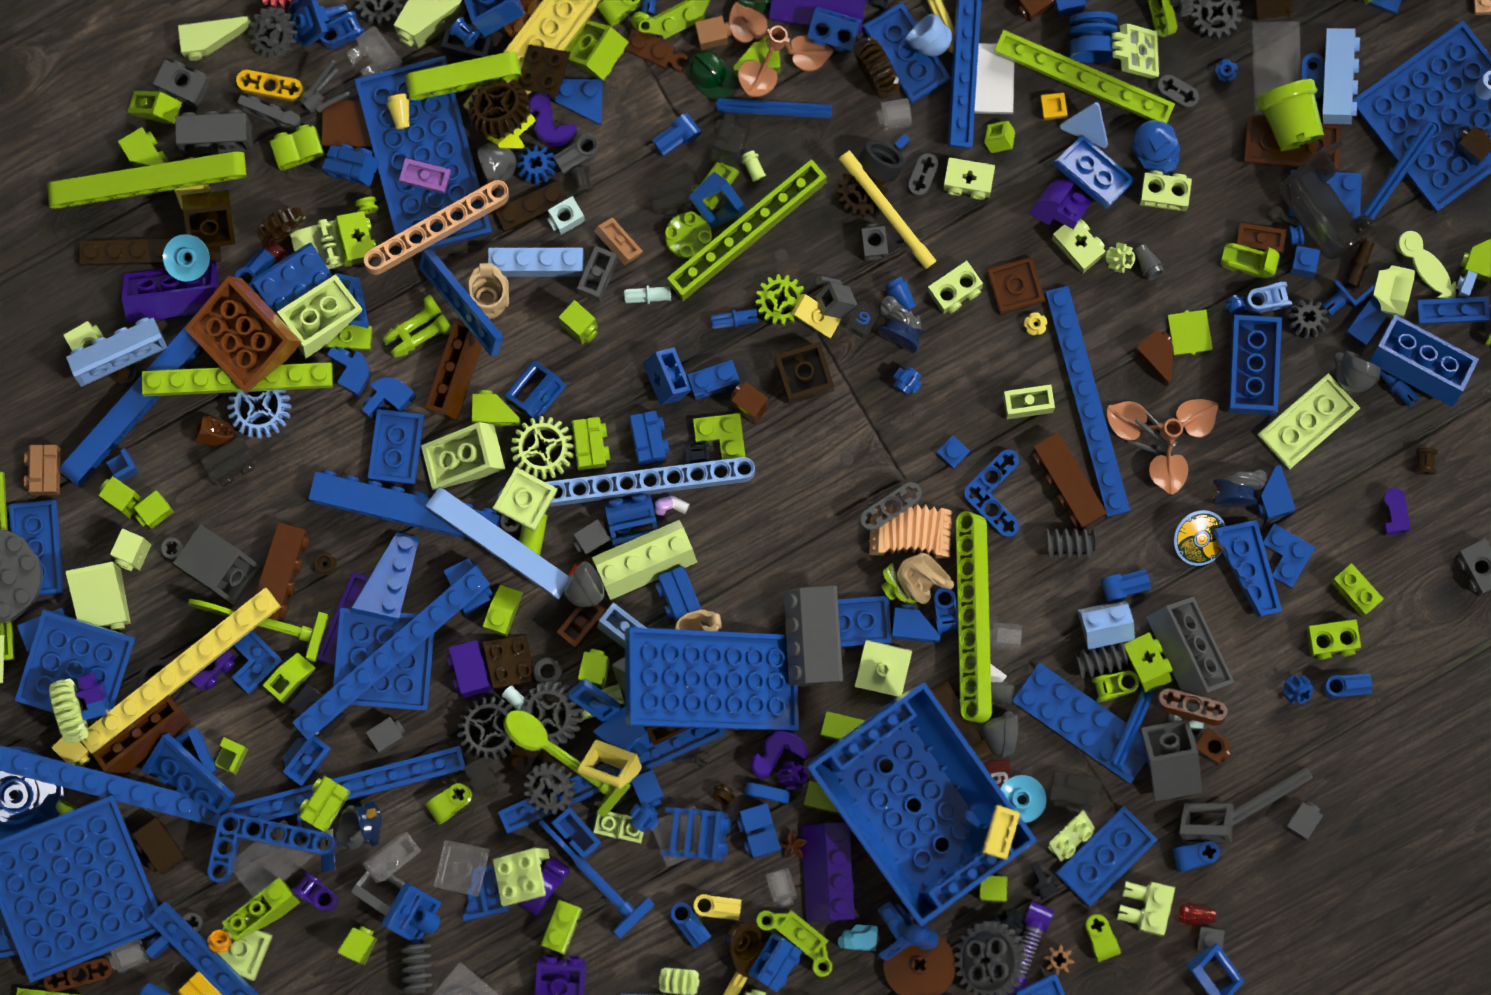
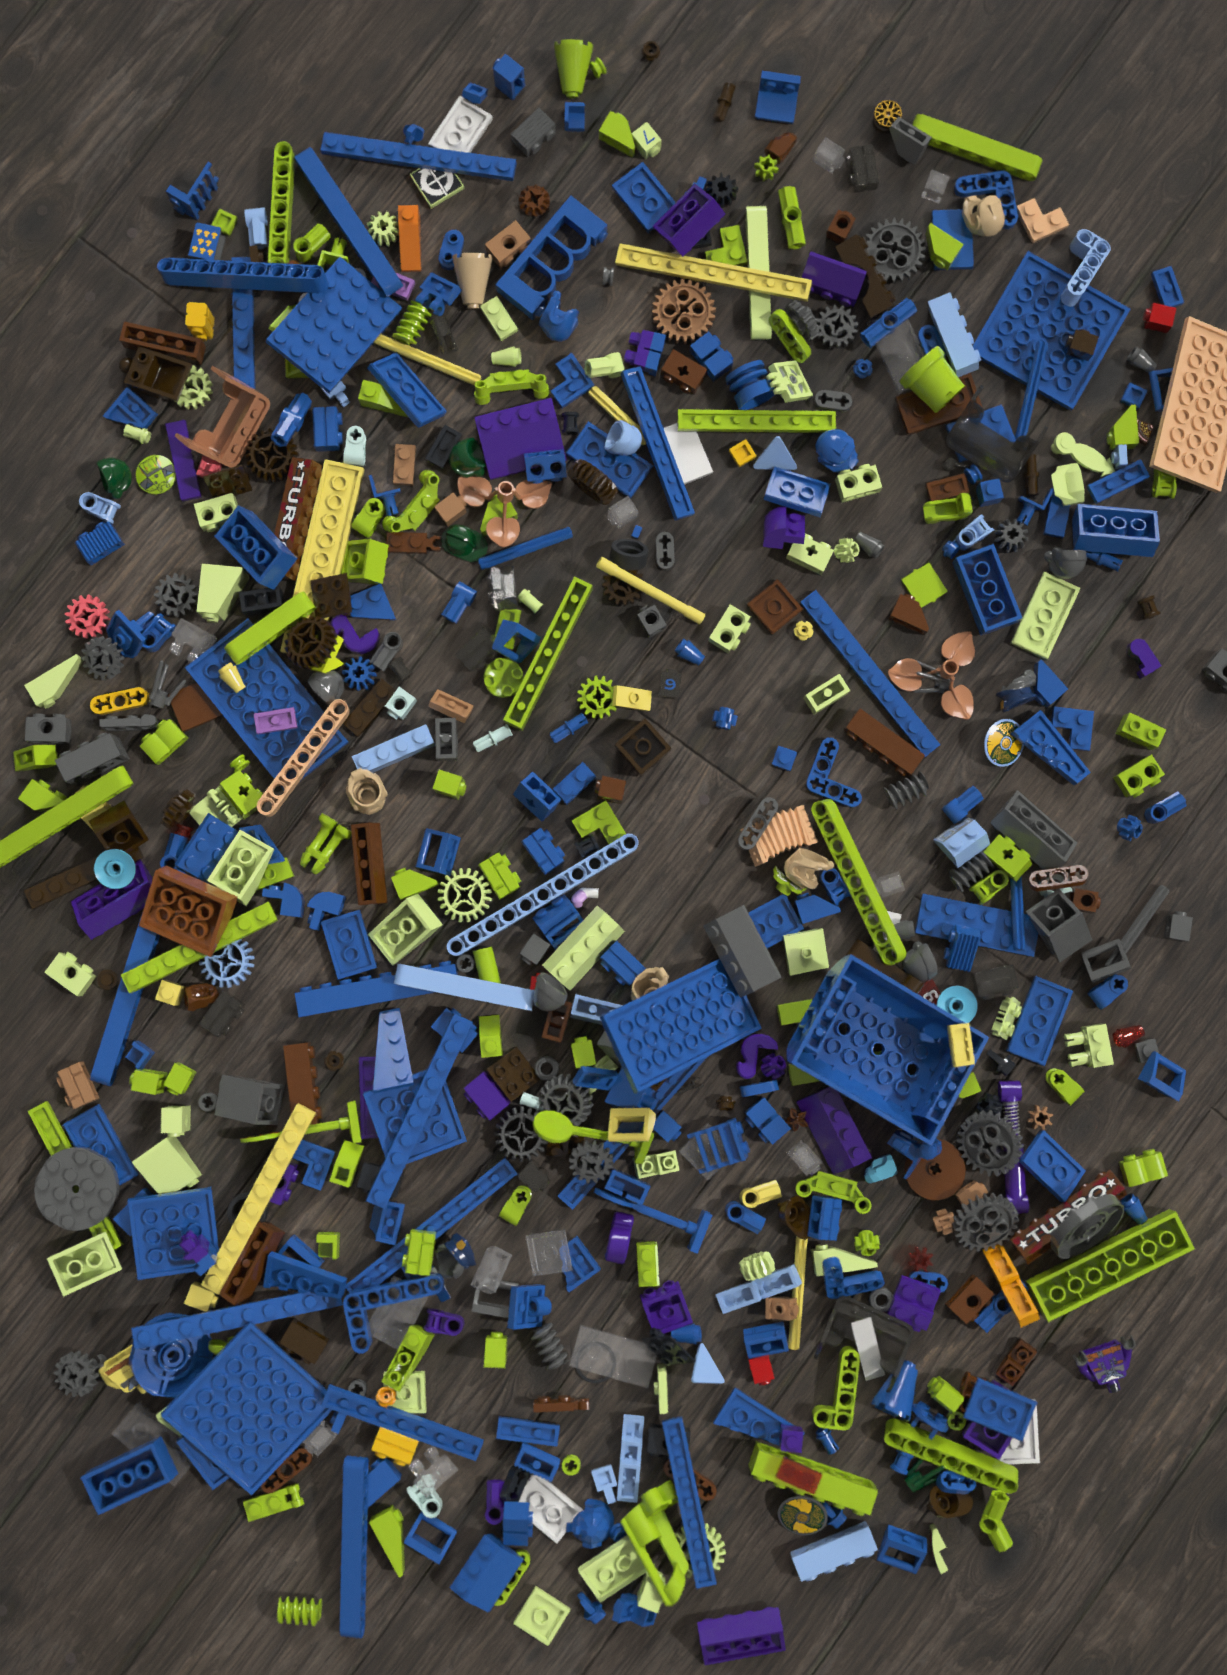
camera: 35 degrees left, 5 degrees up
(68, 710) = (183, 1273): yellowish green gear -> none
(116, 351) = (92, 969): light blue slope -> none
(184, 414) = (170, 992): none -> light yellow brick
(350, 165) = (212, 737): blue brick -> none
(386, 735) = (443, 1174): dark grey brick -> none
(461, 302) = (350, 810): blue plate -> none
(464, 32) = (255, 593): blue bush -> none
(520, 876) = (599, 1240): yellowish green bracket -> none
(525, 499) = (469, 942): yellowish green tile -> none
(644, 817) = (674, 1151): blue gear -> none
(835, 299) = (641, 678): dark grey brick -> none
(900, 325) = (701, 677): piece -> none
(957, 174) = (710, 531): yellowish green brick -> none
(999, 136) = (711, 495): lime slope -> none
(1055, 738) = (962, 947): none -> blue brick
(1288, 30) = (897, 316): none -> blue piece

